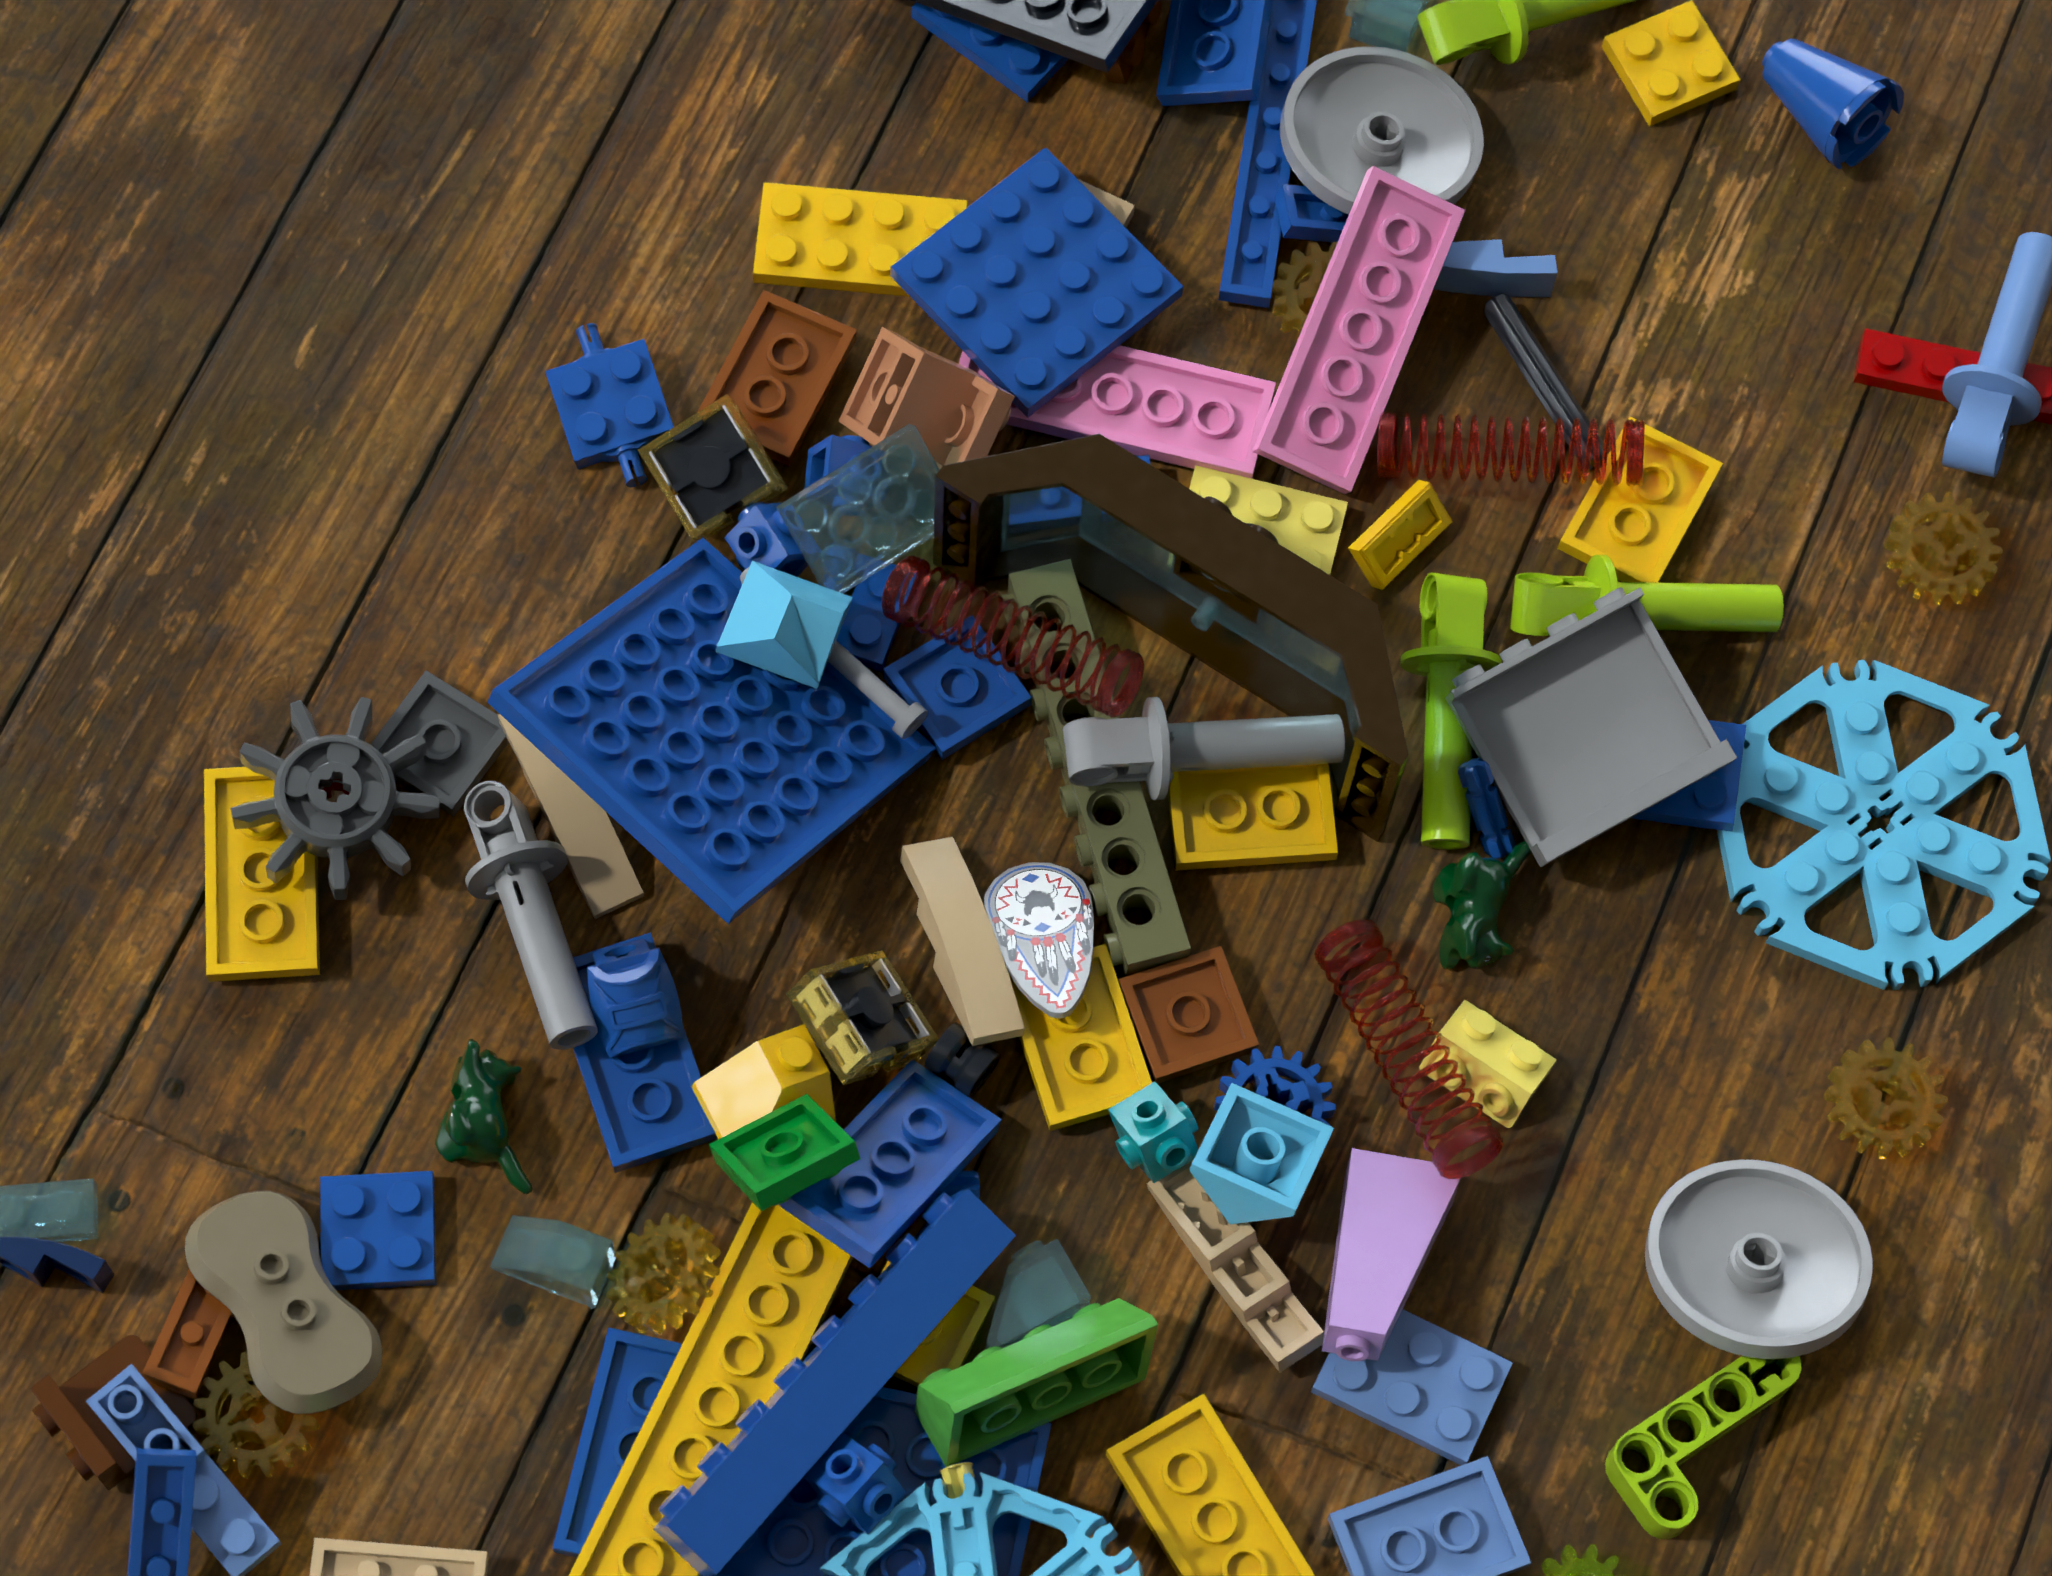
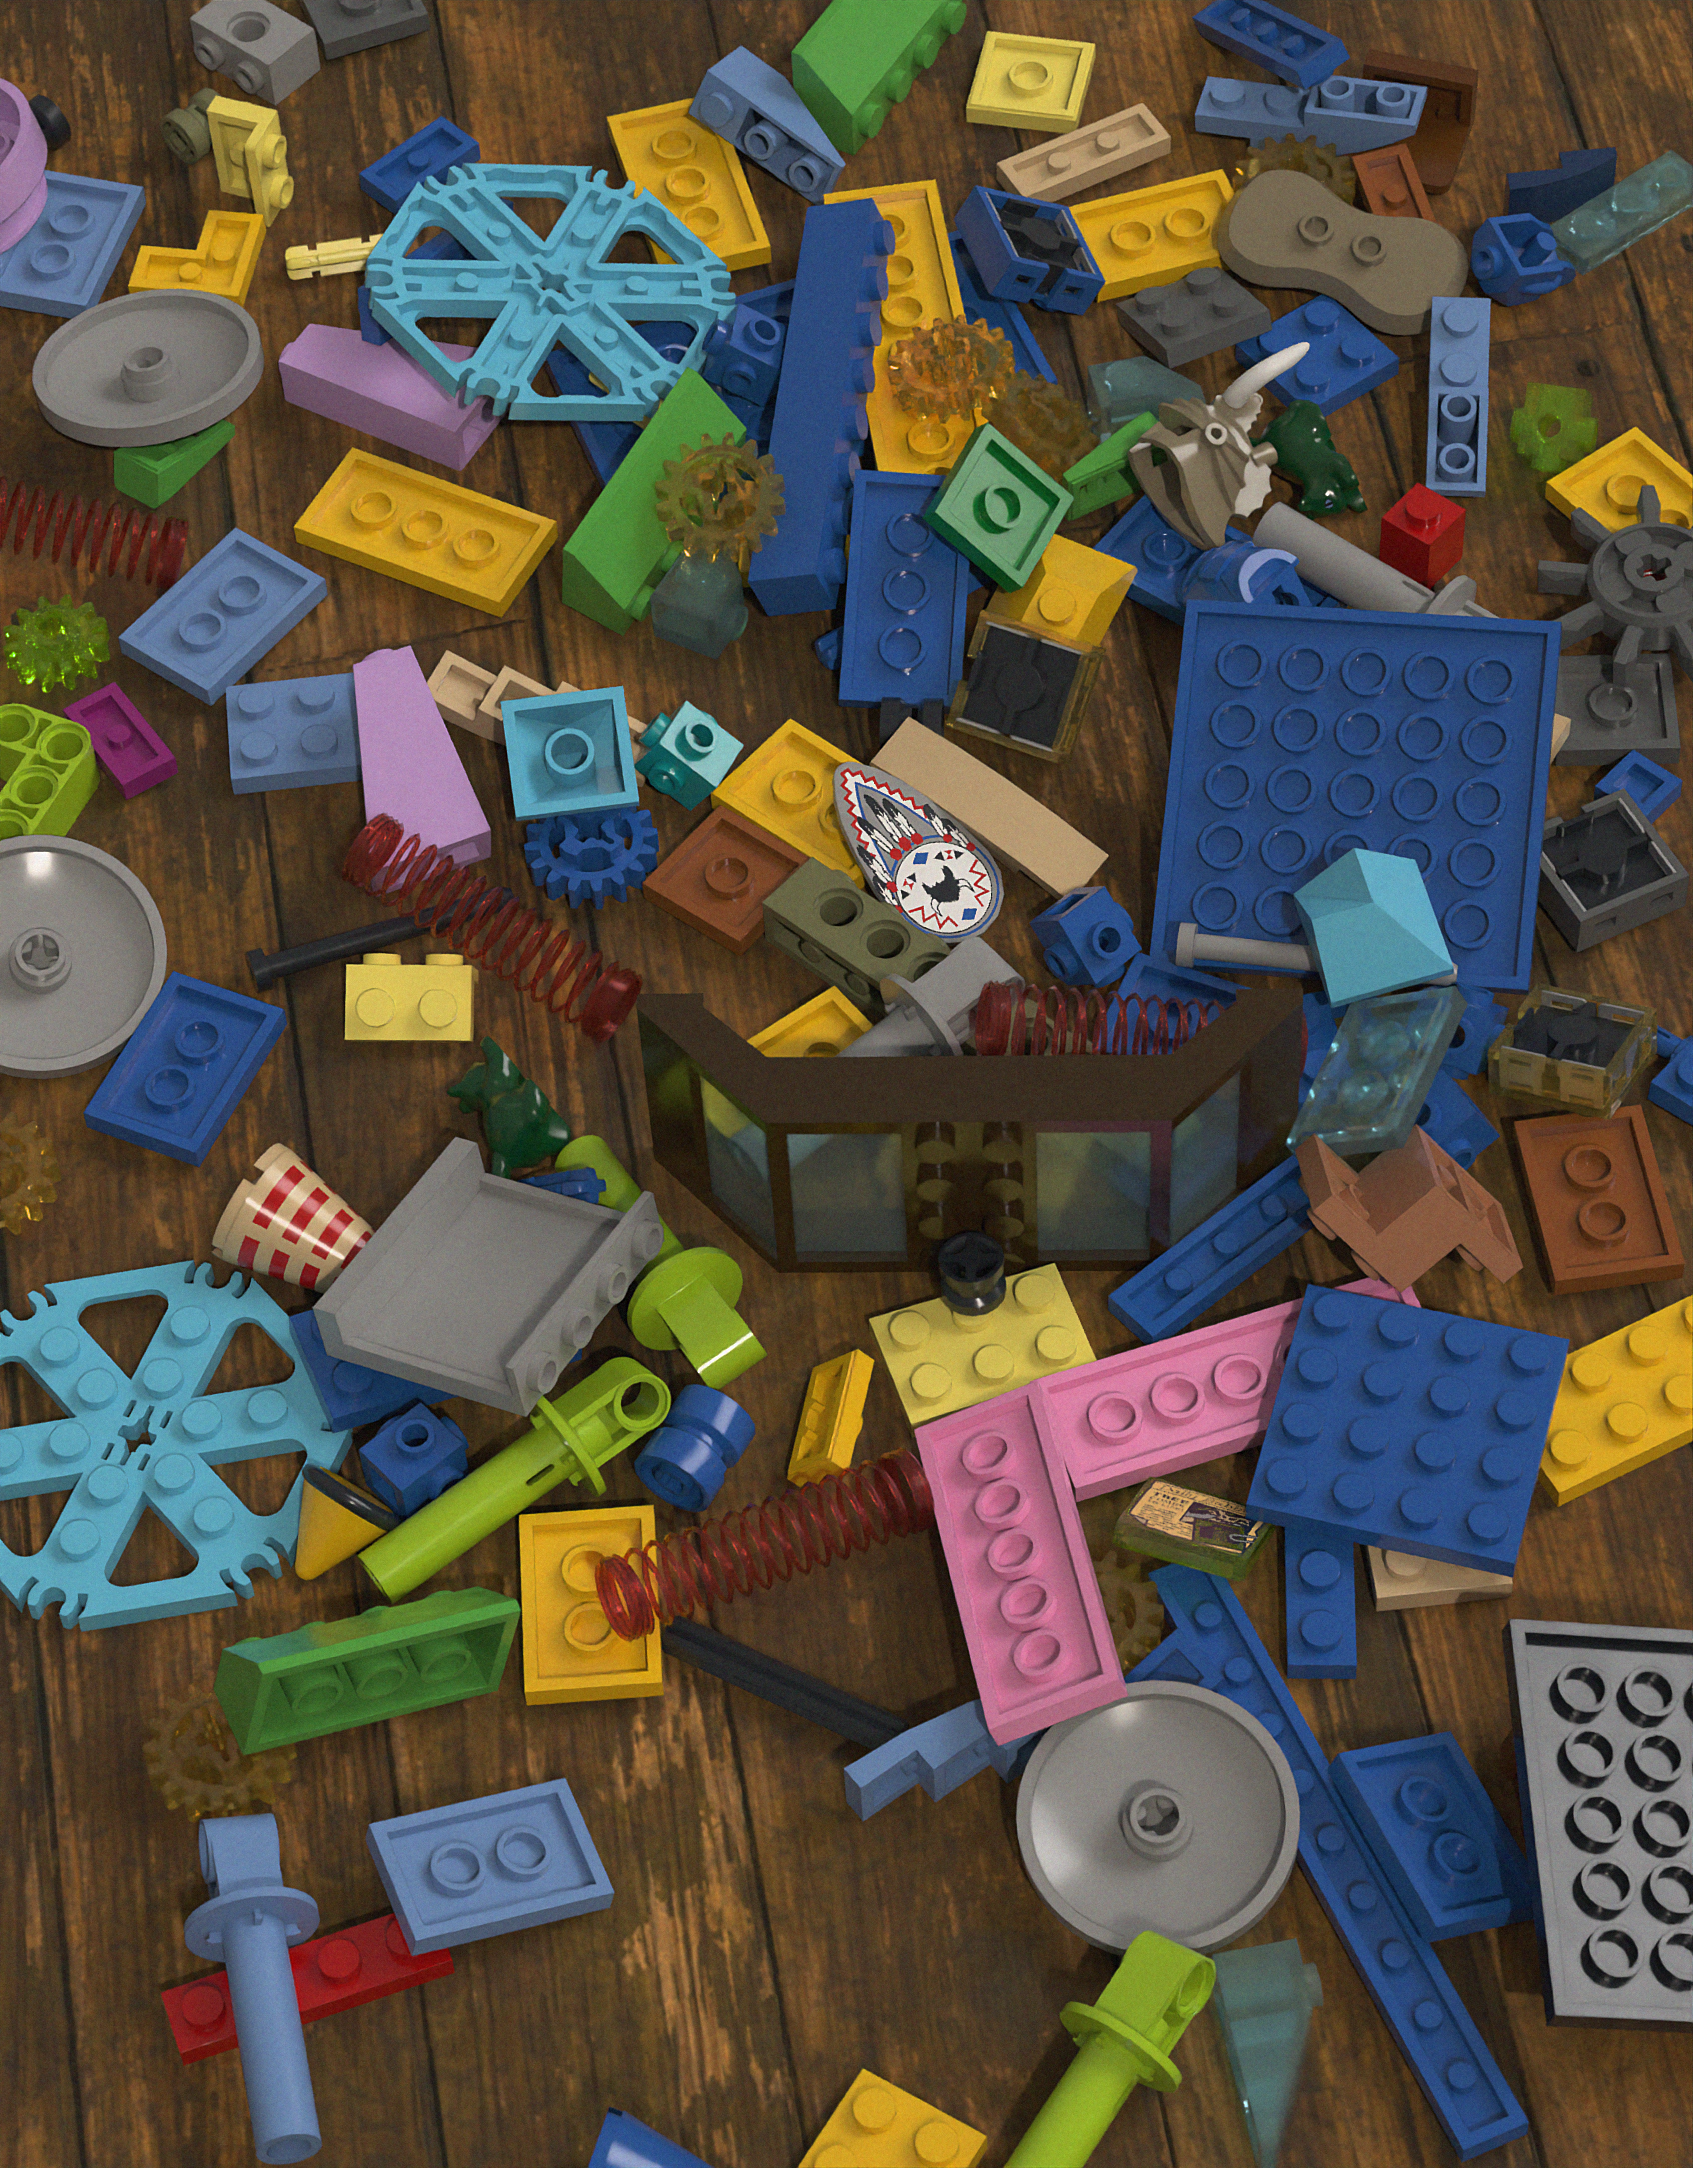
camera: 155 degrees right, 15 degrees down
(150, 1199) = (1517, 259): none -> blue hand
(269, 1008) = (1543, 408): none -> clear neon green brick
(319, 1093) = (1458, 396): none -> medium blue slope
(407, 1445) = (1155, 232): none -> yellow plate
(448, 1325) = (1193, 316): none -> dark grey plate
(452, 978) = (1422, 535): none -> red brick
(480, 663) = (1645, 782): none -> blue plate
(537, 1466) = (1029, 250): none -> blue piece
(557, 595) = (1607, 872): none -> piece
(565, 1134) = (1210, 459): none -> dark tan helmet
(621, 1209) = (1108, 469): none -> bright green slope
(741, 1338) = (951, 369): none -> clear yellow gear
(973, 778) = (1086, 937): none -> blue brick
(997, 1300) = (741, 505): none -> clear yellow gear
(1177, 220) = (1319, 1606): none -> blue plate
(1224, 301) = (1192, 1529): none -> tile
(1513, 1149) = (351, 943): none -> black bar
(1518, 549) = (694, 1449): none -> blue wheel
(1580, 1461) = (123, 741): none -> magenta plate
(1688, 891) = (290, 1224): none -> tan cone
(1689, 1106) = (185, 1068): none -> blue plate
(1709, 661) = (414, 1460): none -> blue brick
(1769, 662) = (336, 1521): none -> yellow hat
(1813, 358) = (489, 1866): none -> medium blue plate
(1828, 510) = (365, 1667): none -> bright green slope

